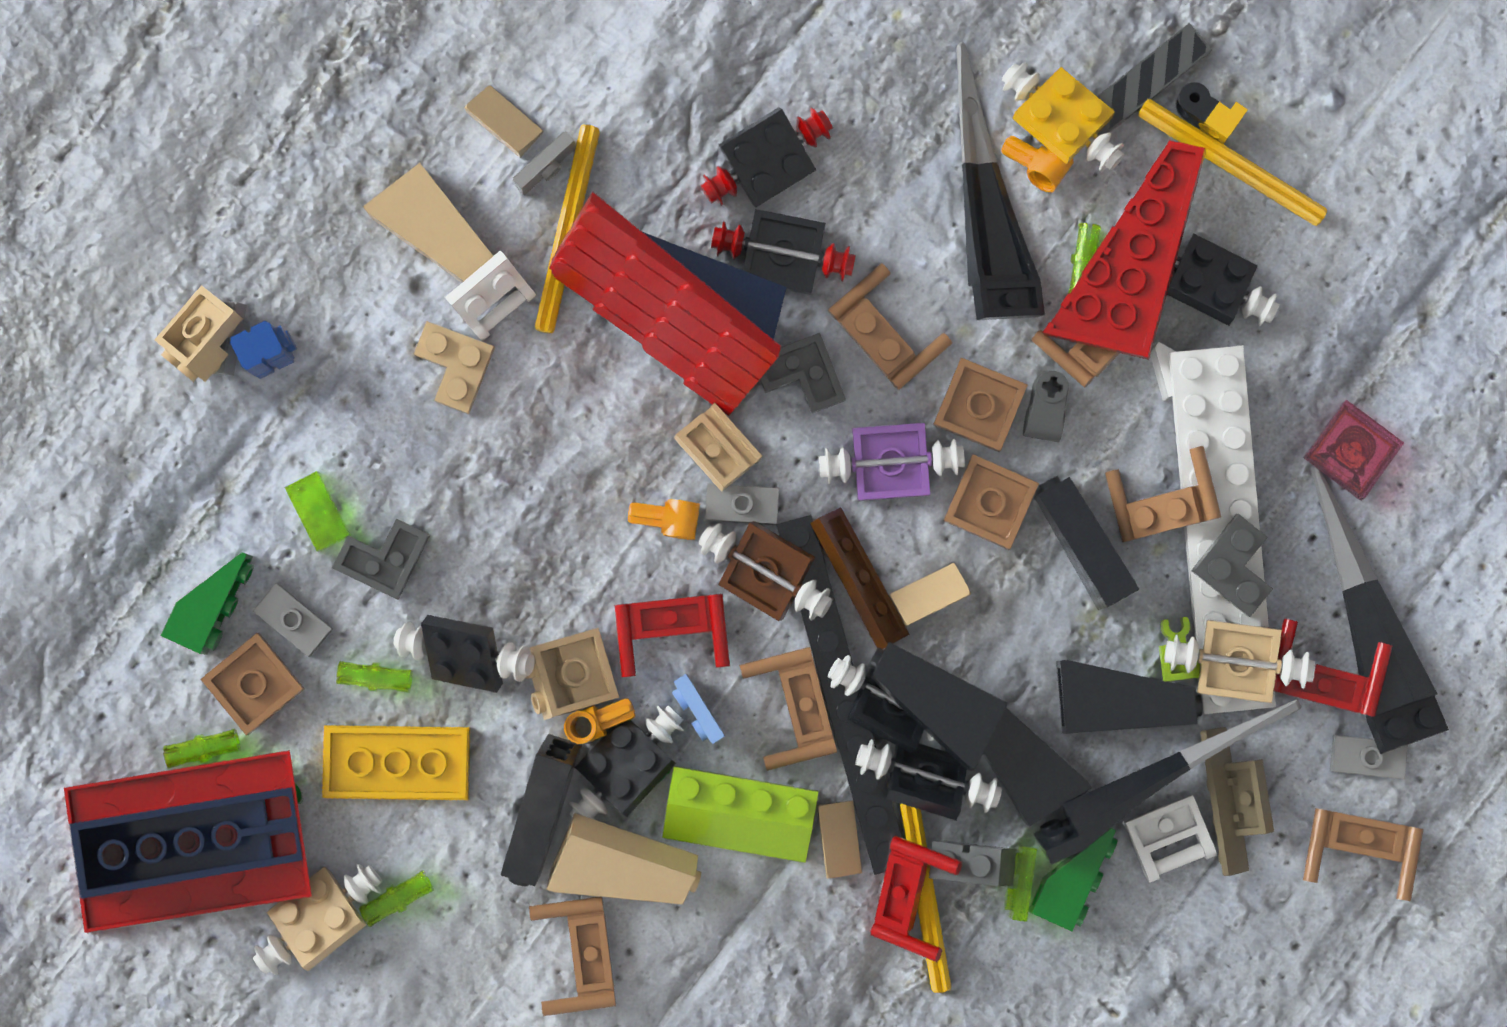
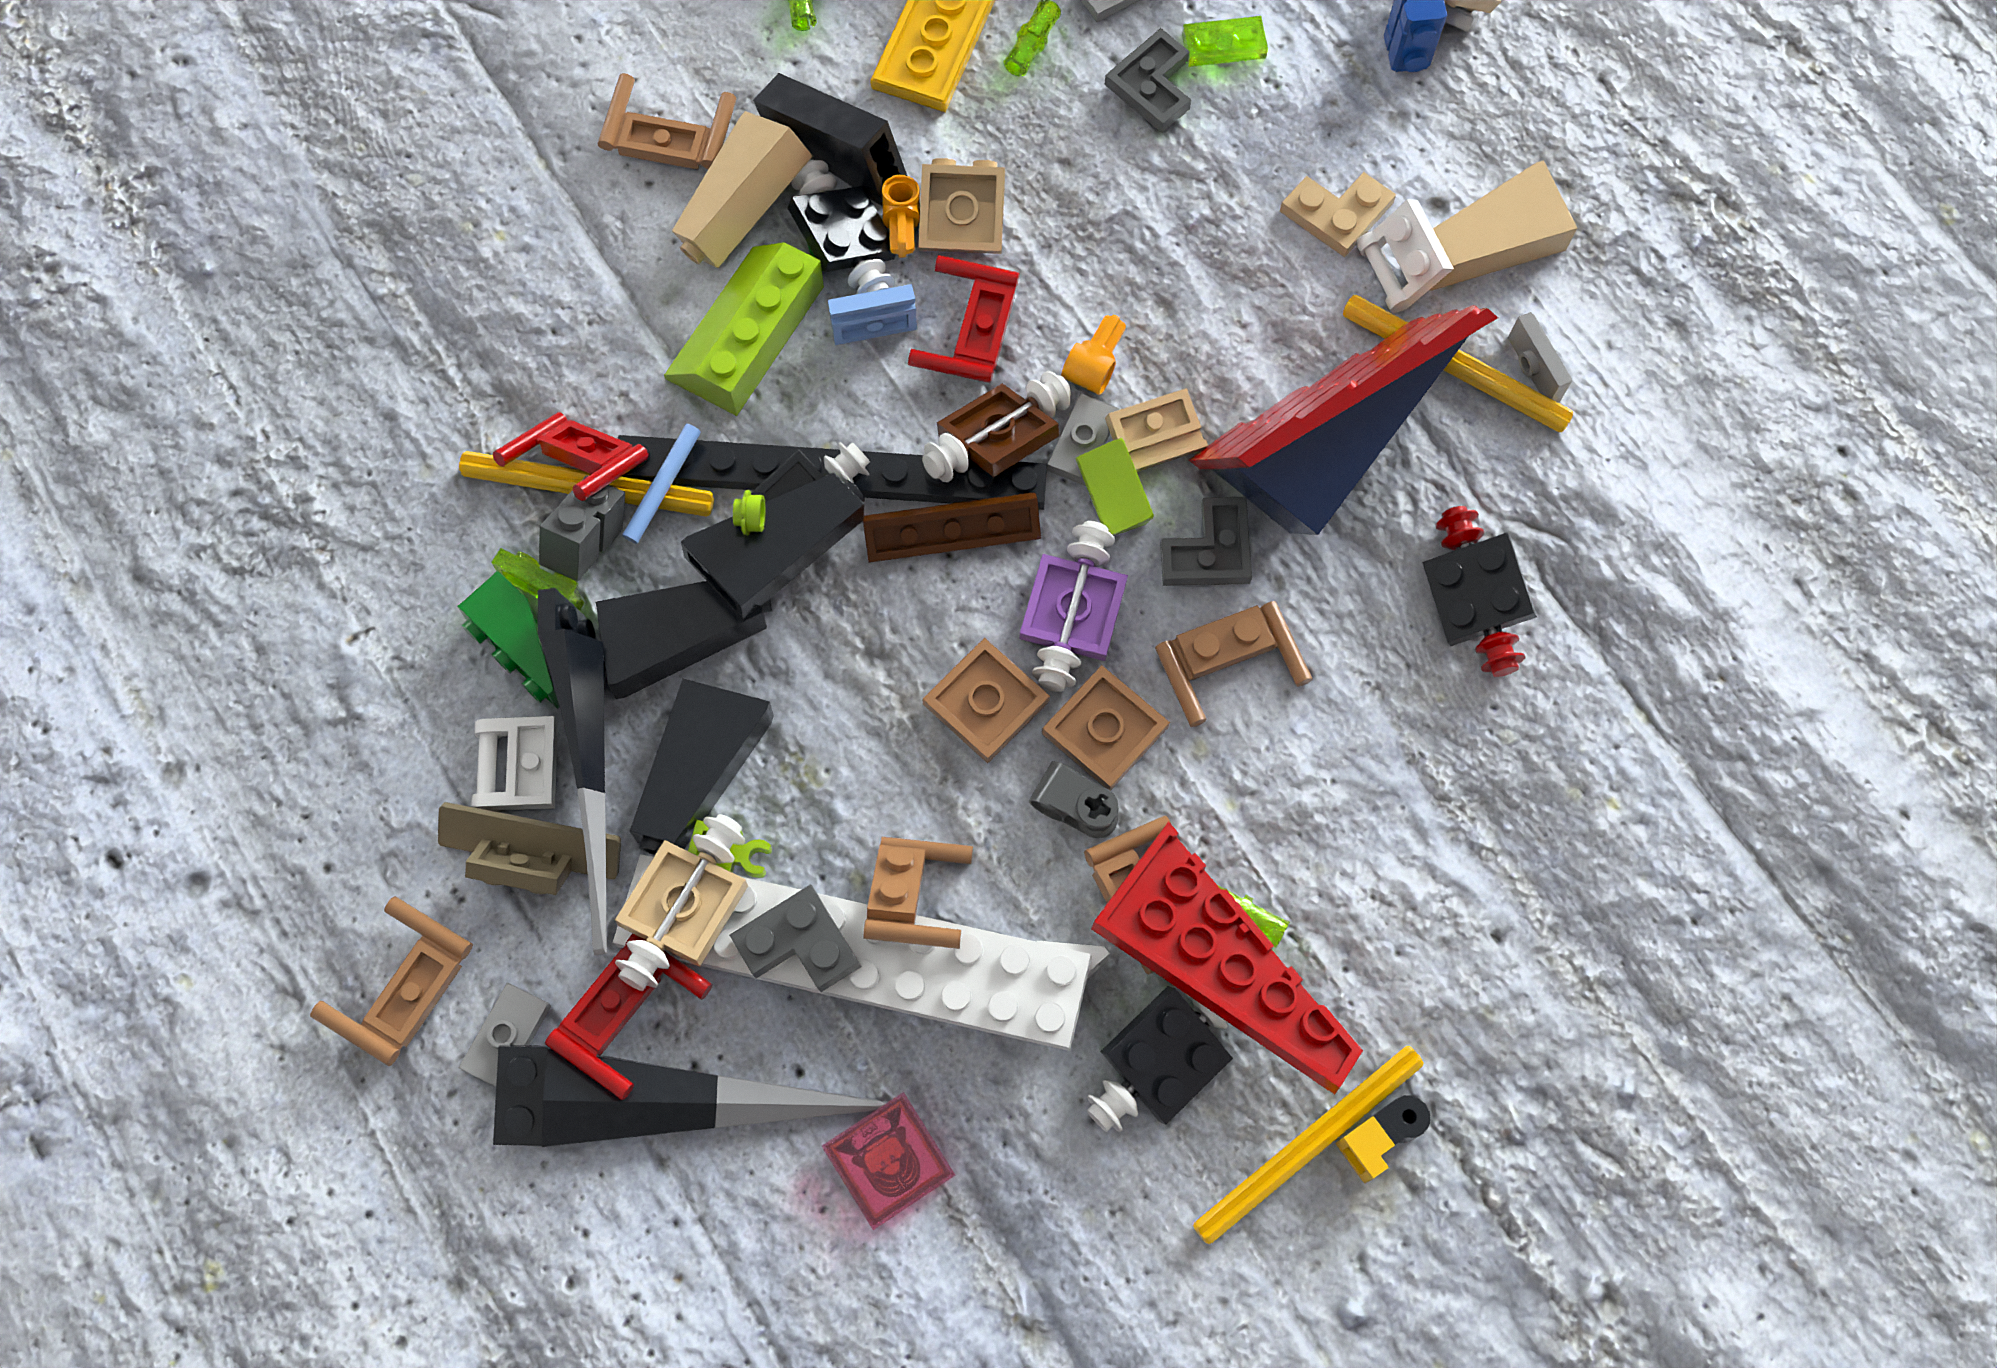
camera: 110 degrees right, 15 degrees down
(463, 653) = (1020, 107): black plate -> none
(503, 120) = (1600, 337): tan slope -> none
(781, 463) = (1115, 487): none -> lime slope
(784, 250) = (1360, 572): black plate -> none
(804, 706) = (828, 424): medium nougat plate -> none
(839, 839) = (666, 409): tan slope -> none
(908, 818) = (661, 483): none -> light blue bar
(928, 779) = (690, 502): black plate -> none
(930, 594) = (904, 600): tan slope -> none
(937, 722) = (749, 513): none -> lime plate
(997, 254) = (1275, 806): black plate -> none
(1044, 167) = (1377, 902): light orange axle -> none
(1063, 115) = (1431, 943): yellow plate -> none
(1085, 543) = (894, 782): black slope -> none
(1153, 75) = (1448, 1071): tile -> none

